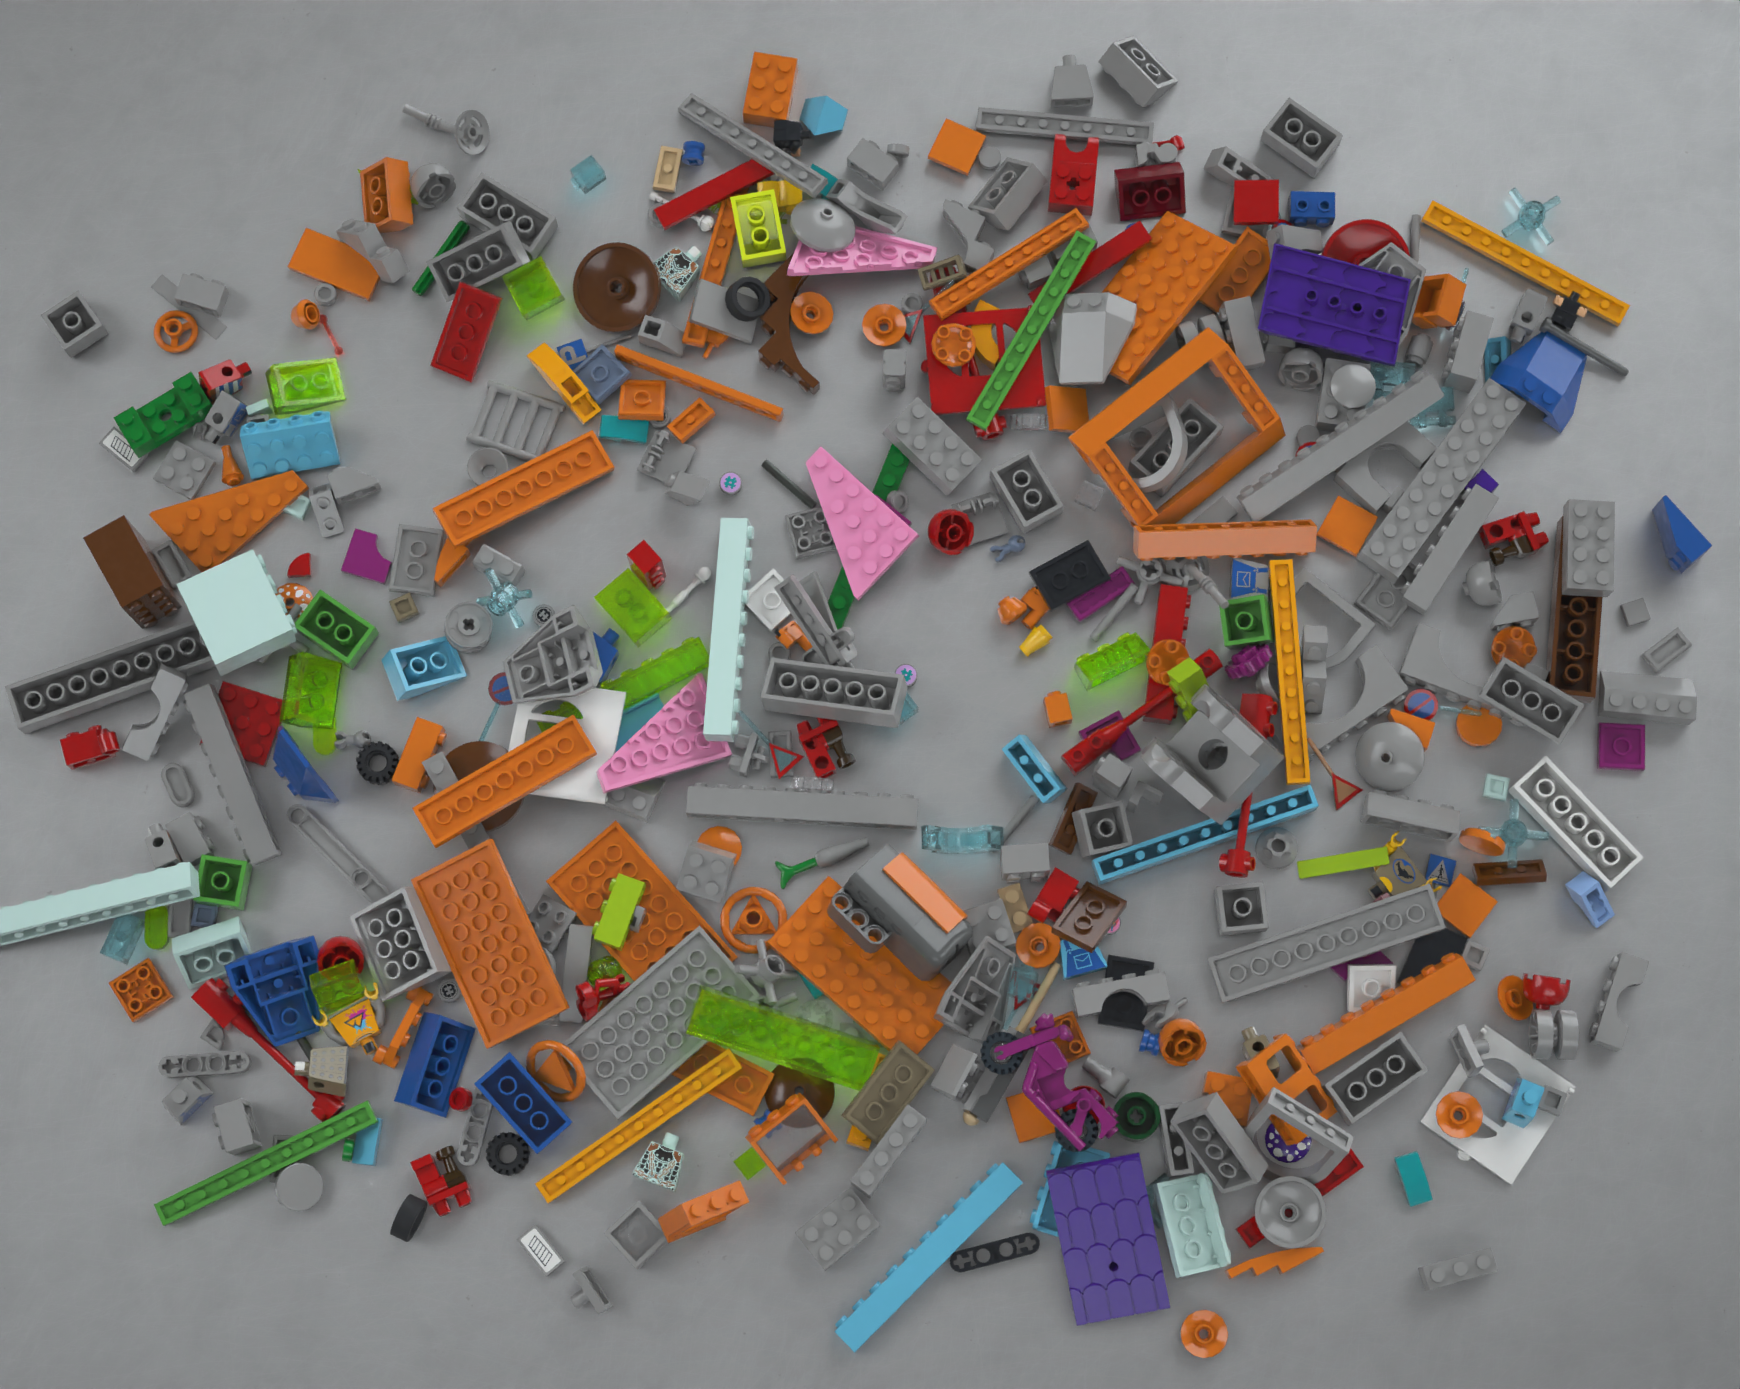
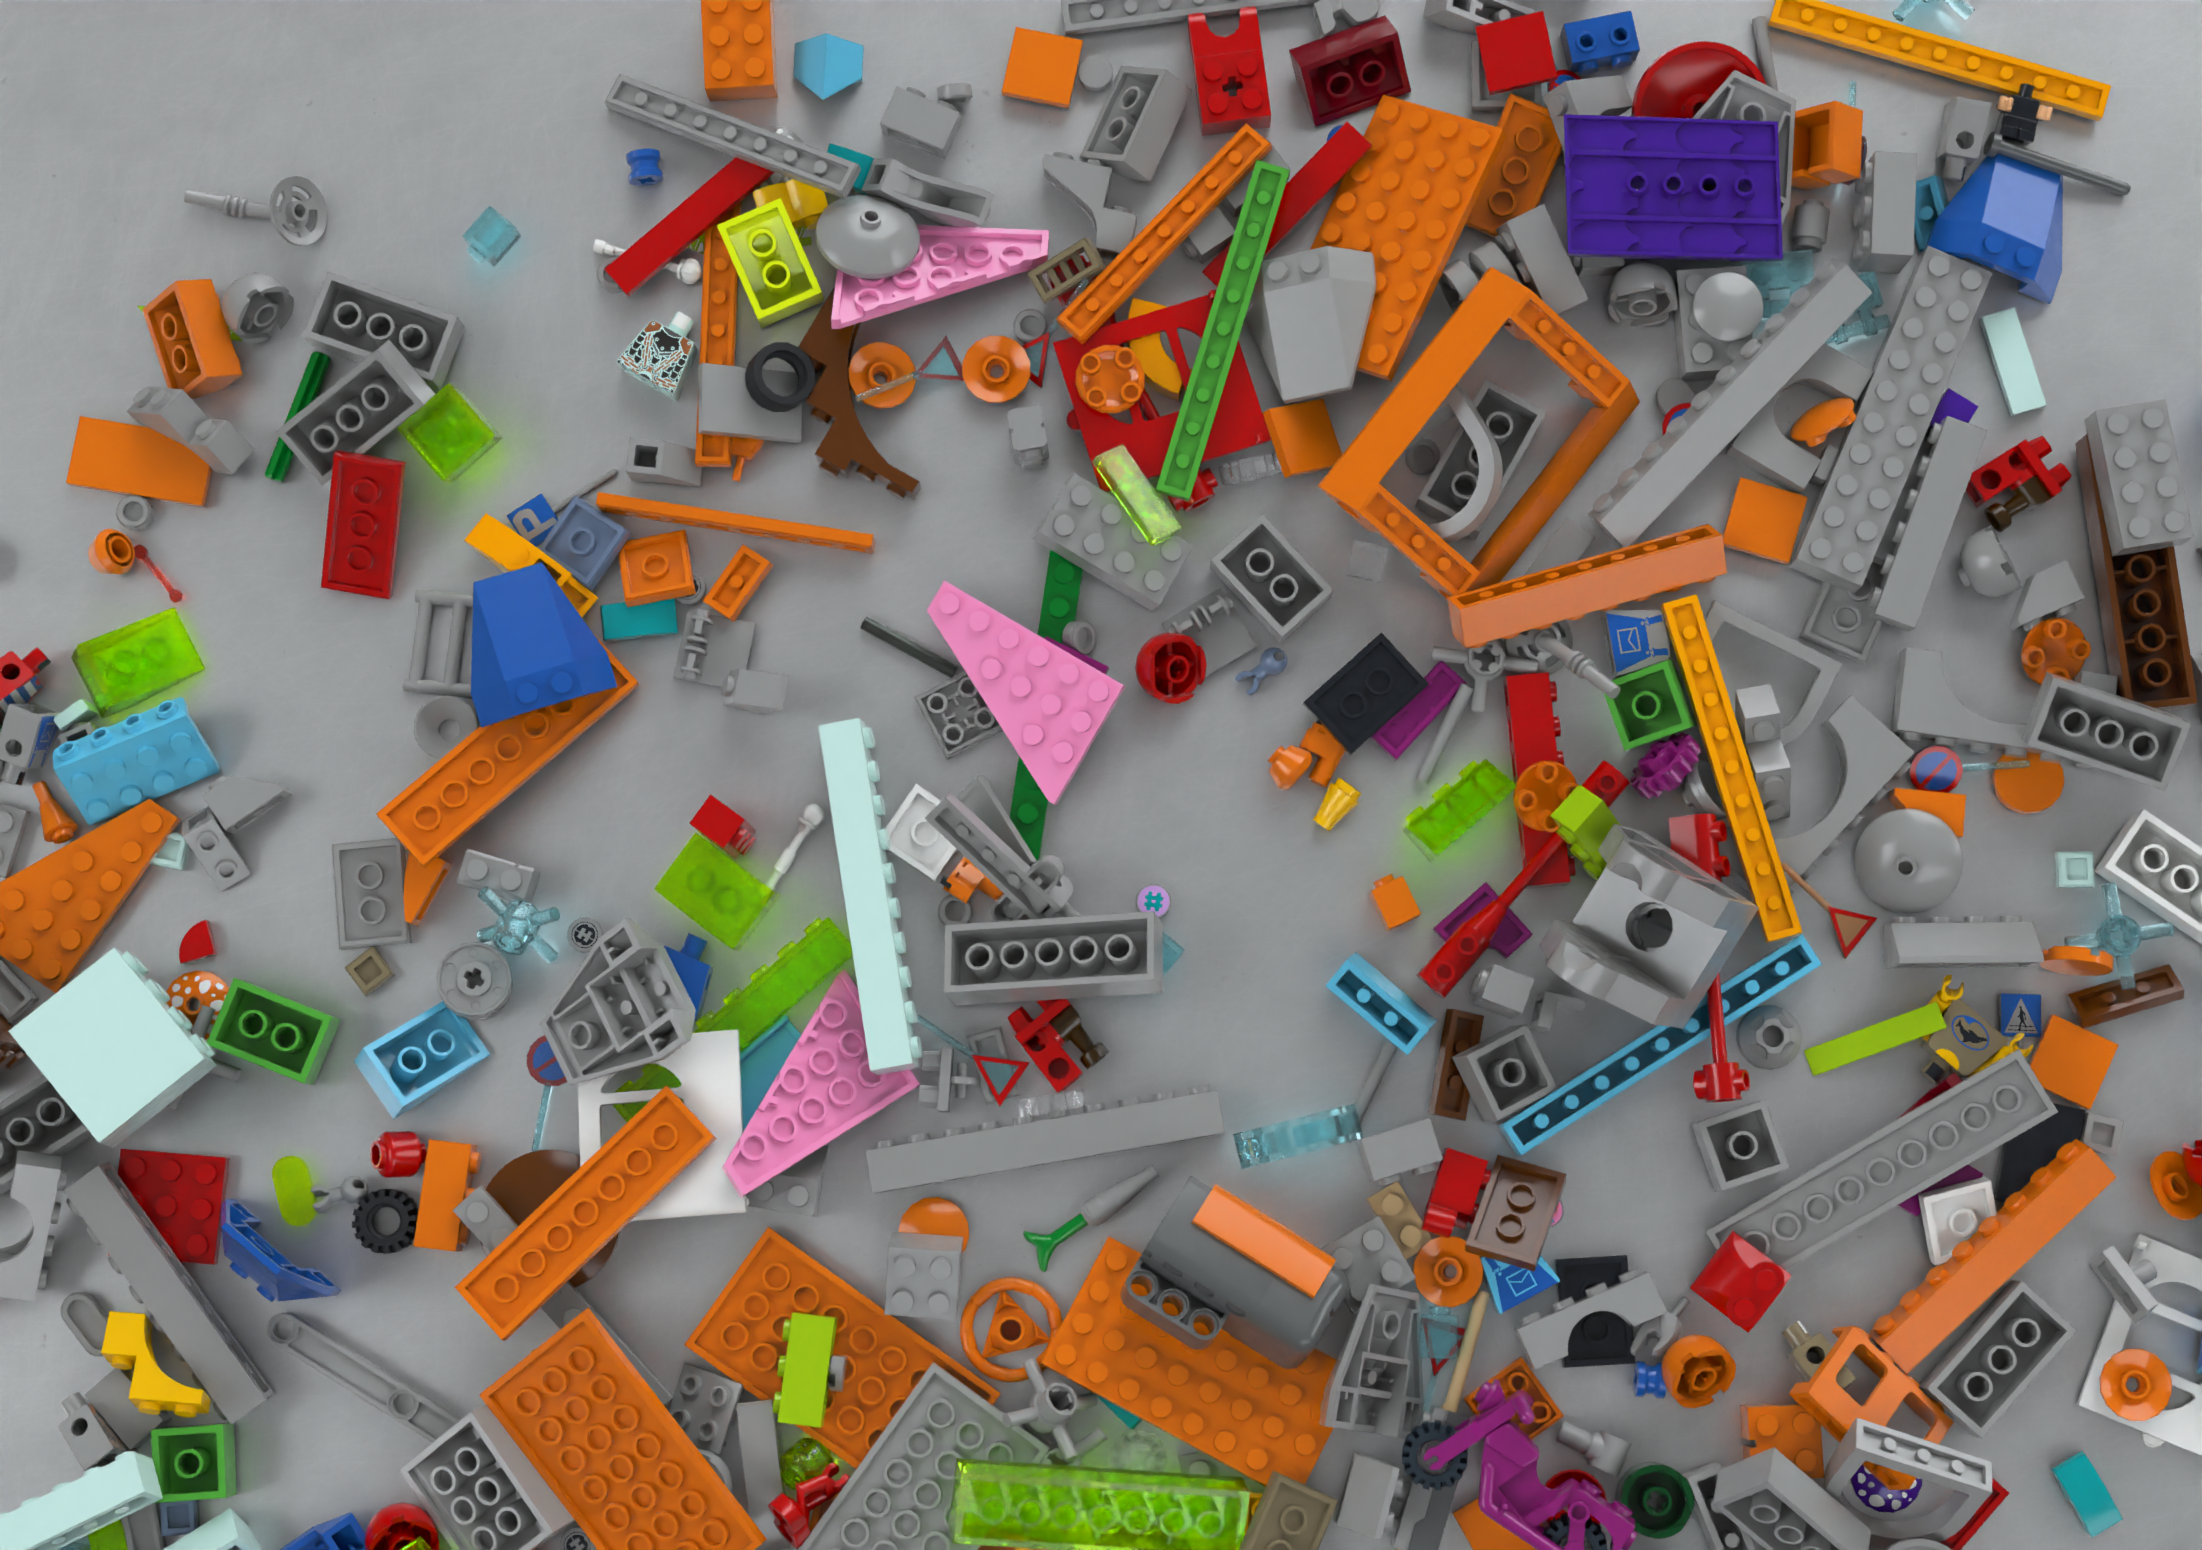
camera: 10 degrees left, 5 degrees up
(209, 830) = (129, 1344): none -> yellow arch
(310, 691) = (258, 1135): clear neon green slope -> none
(364, 558) = (291, 909): magenta tile -> none
(395, 722) = (397, 1154): none -> red head
(552, 428) = (530, 647): none -> blue wedge
(598, 283) = (547, 408): reddish brown dish -> none
(667, 169) = (611, 200): tan plate -> none
(730, 483) = (820, 666): tile -> none
(790, 135) = (785, 107): black piece -> none
(850, 315) = (939, 365): none -> clear light blue piece
(953, 419) = (1136, 495): none -> clear neon green tile
(1222, 993) = (1740, 1281): none -> red slope
(1398, 469) = (1822, 419): none -> orange dish
(1528, 463) = (2012, 362): none -> light aqua tile

